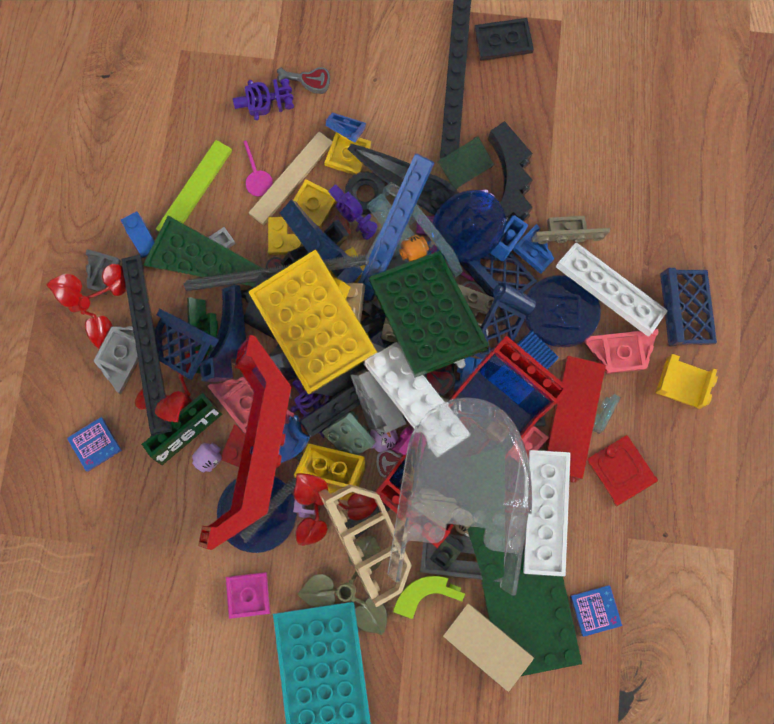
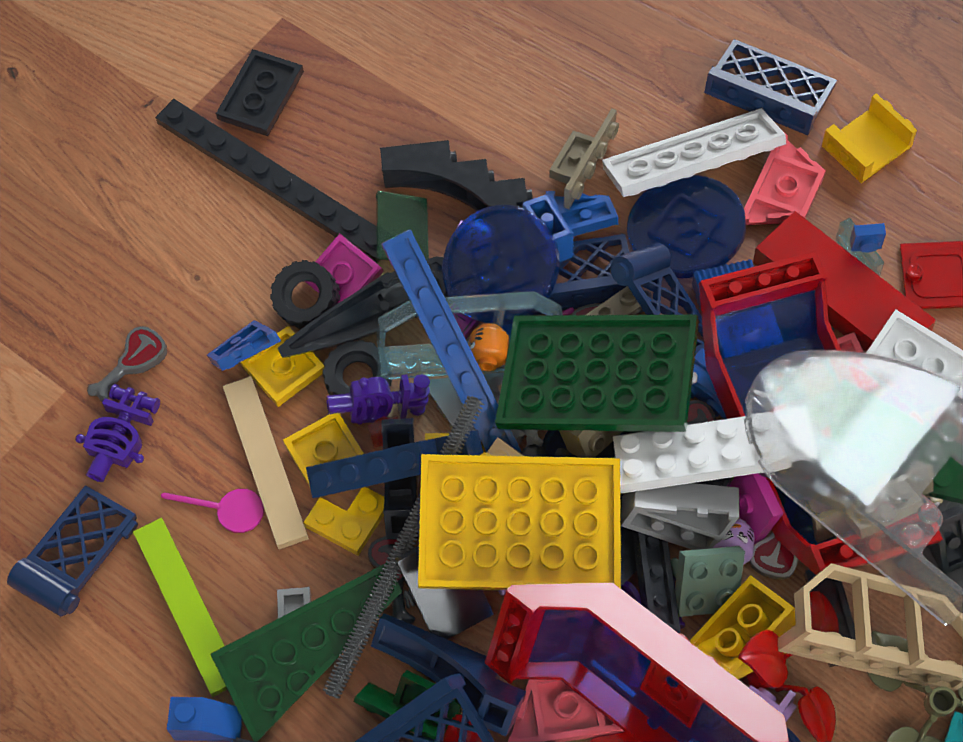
camera: 55 degrees left, 15 degrees down
(165, 118) = (54, 587): none -> dark blue piece
(387, 126) = (289, 279): none -> black tyre
(419, 143) = (348, 266): none -> dark pink plate
(609, 414) = (867, 237): none -> blue plate

